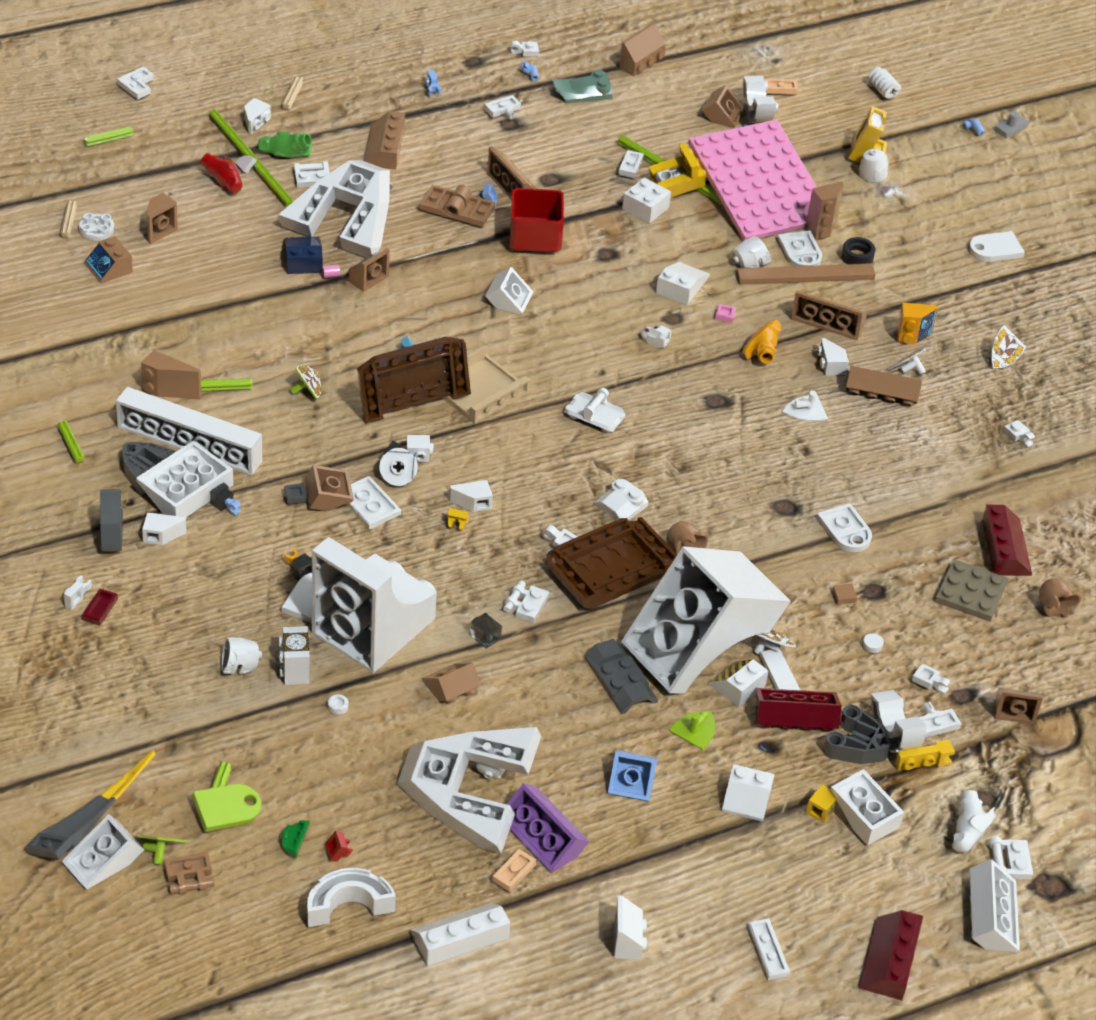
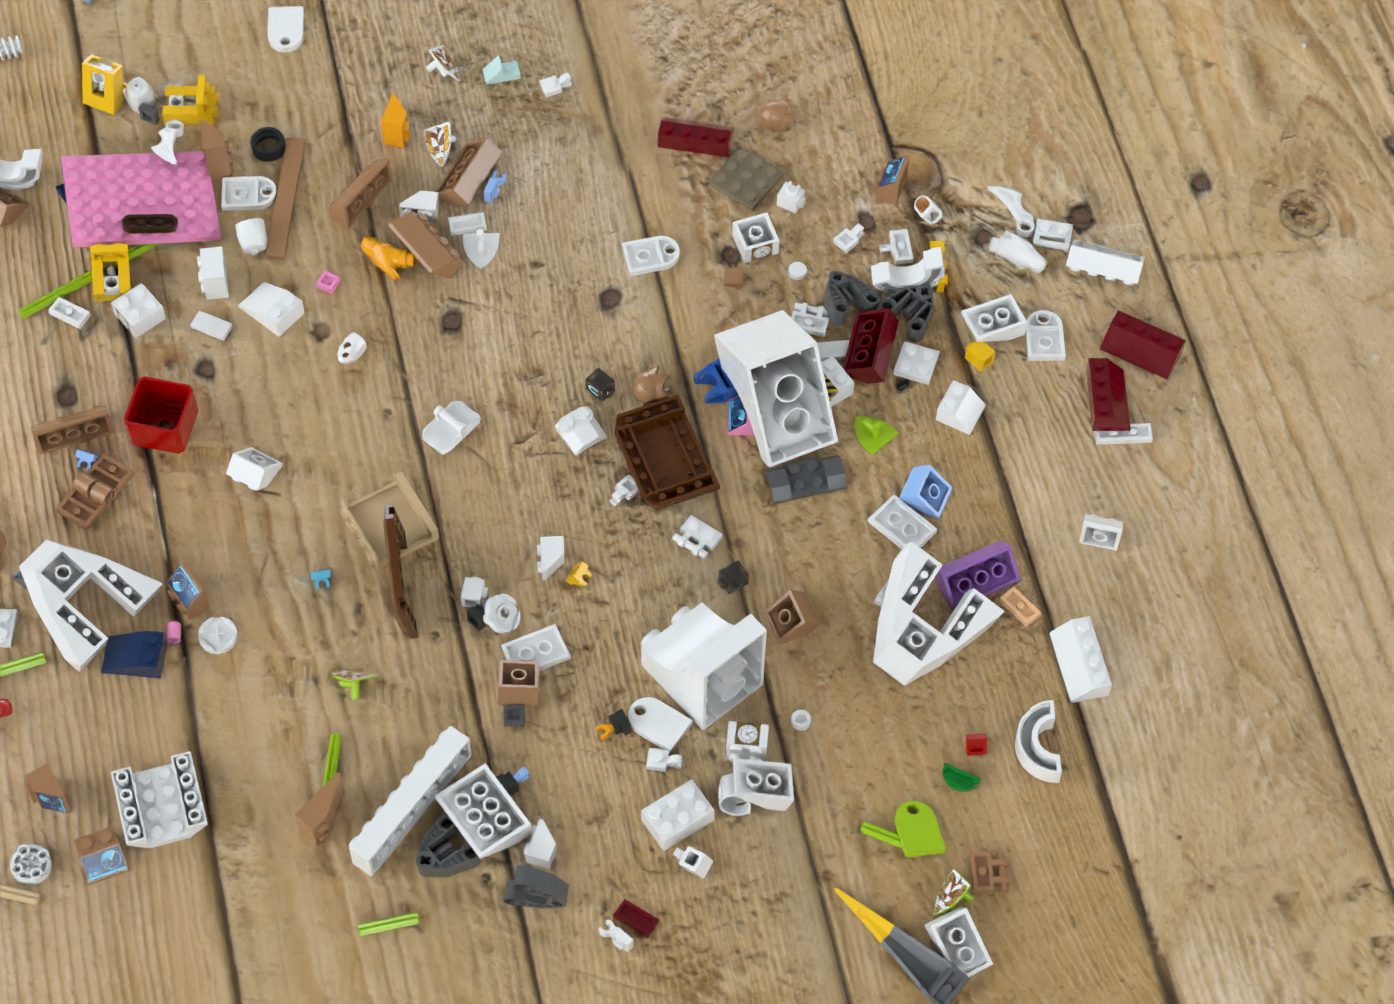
camera: 75 degrees left, 15 degrees up
(160, 280) = (160, 803): none -> white slope
(160, 634) = (694, 861): none -> white brick
(210, 618) = (677, 815): none -> white brick
(250, 668) = (764, 783): none -> white slope
(271, 603) = (660, 760): none -> white plate
(336, 299) = (217, 635): none -> white tile
(586, 759) = (901, 523): none -> white plate
(650, 248) = (211, 325): none -> white tile
(676, 506) = (600, 384): none -> clear smoke brick
(700, 234) = (213, 273): none -> white brick
(729, 180) = (139, 223): none -> dark brown plate
(784, 360) = (427, 244): none -> medium nougat slope
(795, 754) = (916, 363): none -> white plate
(808, 922) = (1107, 396): none -> dark red slope
(809, 657) = (811, 323): none -> white plate
(815, 182) = (165, 148): none -> white piece
(828, 394) = (467, 223): none -> white tile
(858, 176) = (149, 113): none -> dark grey plate
(860, 670) = (842, 291): none -> dark grey connector
(871, 864) = (1045, 339): none -> white tile
(873, 402) = (492, 189): none -> light blue plate
(879, 199) = (191, 103): none -> yellow brick
(895, 598) = (755, 237): none -> white brick
(960, 623) = (791, 197): none -> white brick
(994, 740) = (928, 209): none -> white rock
(1017, 395) = (500, 72): none -> light aqua slope
(1045, 816) = (1012, 200): none -> white piece

